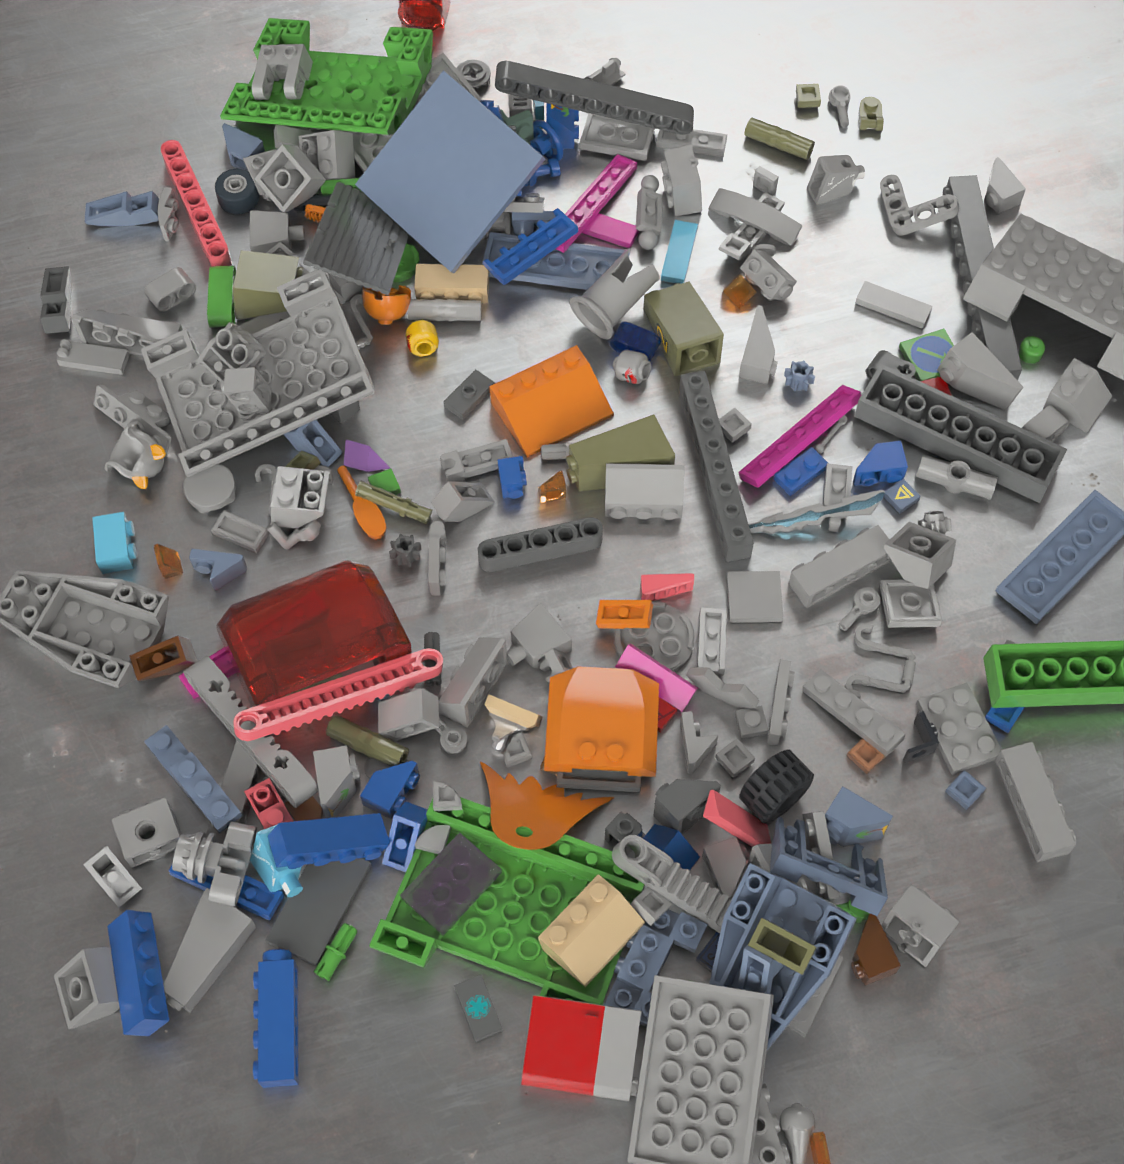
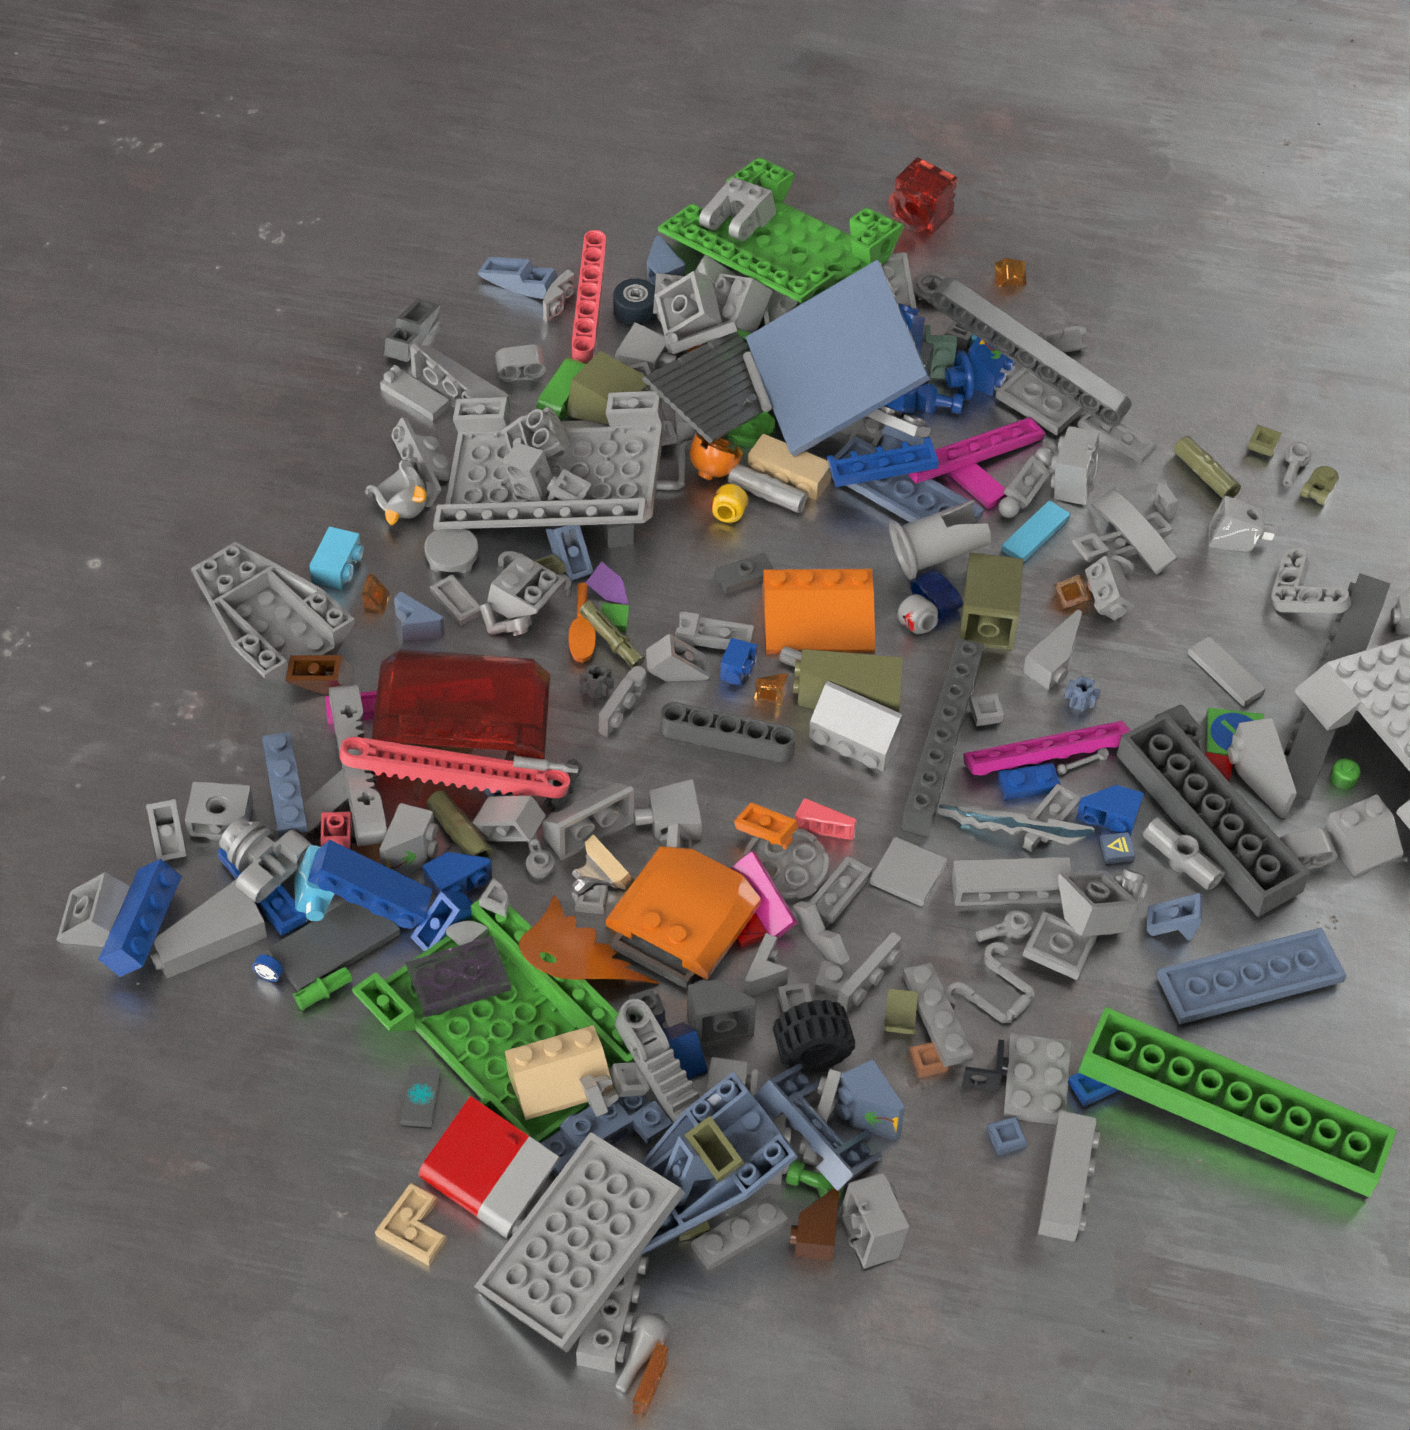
camera: 25 degrees right, 10 degrees down
(277, 1023) = (235, 1020): blue brick -> none
(287, 389) = (568, 487): none -> light grey bracket
(315, 201) = (677, 345): none -> light grey hinge
(387, 220) = (757, 382): none -> light grey bar
(412, 653) = (542, 764): none -> light grey piece
(528, 35) = (1010, 272): none -> clear orange slope
(536, 1139) = (405, 1226): none -> tan tile
(637, 935) = (597, 1099): none -> light grey tile
(736, 820) = (753, 1041): coral slope -> none
(825, 727) = (901, 1011): none -> olive bracket
(988, 531) = (1177, 914): none -> sand blue slope

